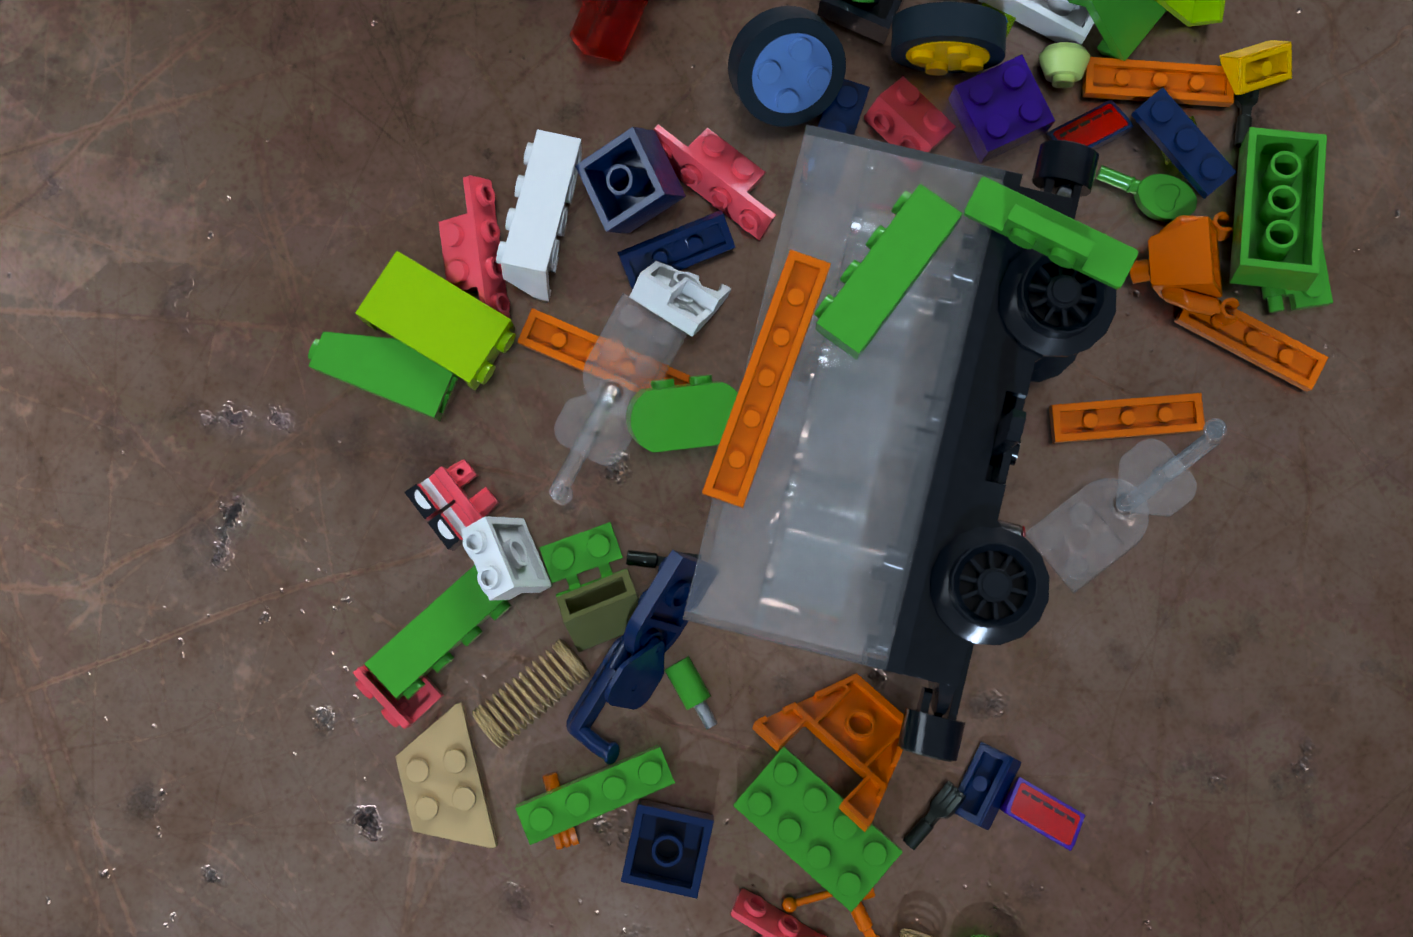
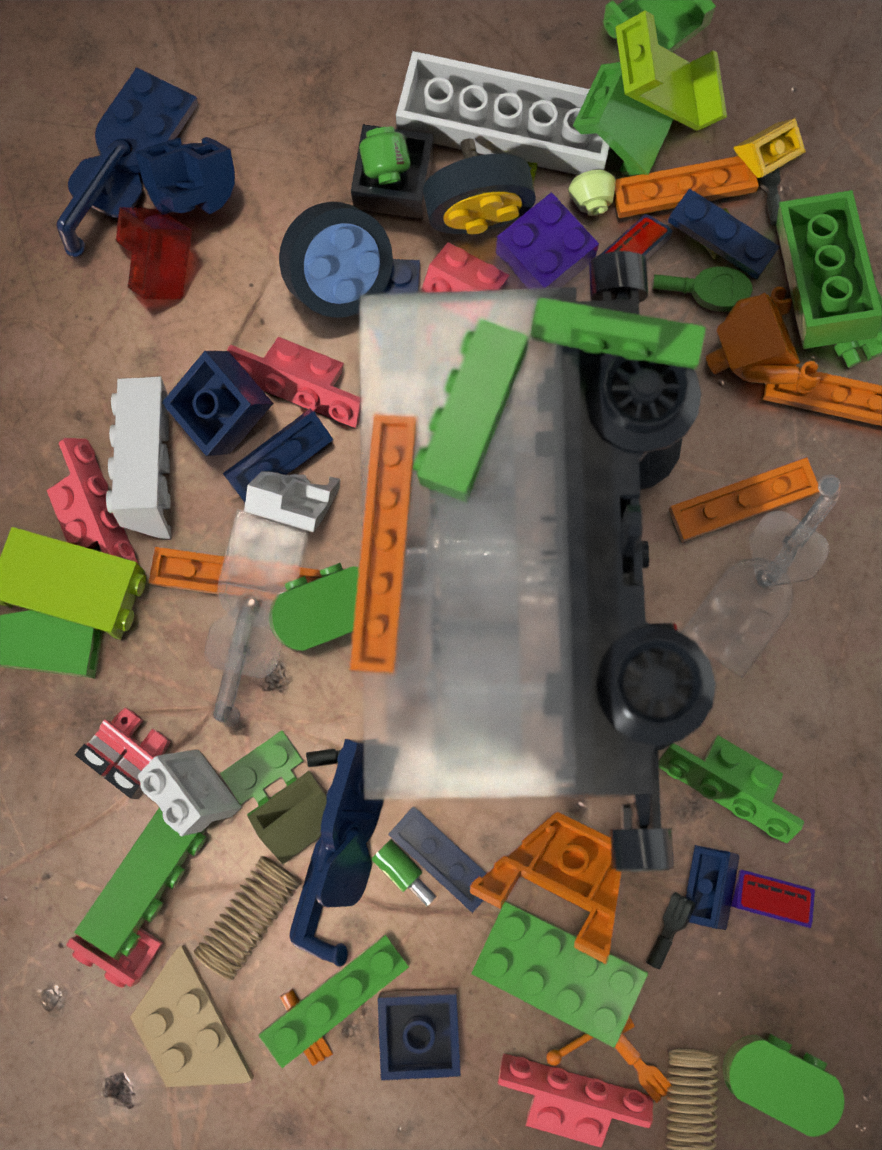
camera: 10 degrees left, 5 degrees down
(730, 685) = (438, 856): none -> dark blue plate
(1038, 693) = (735, 782): none -> bright green bracket

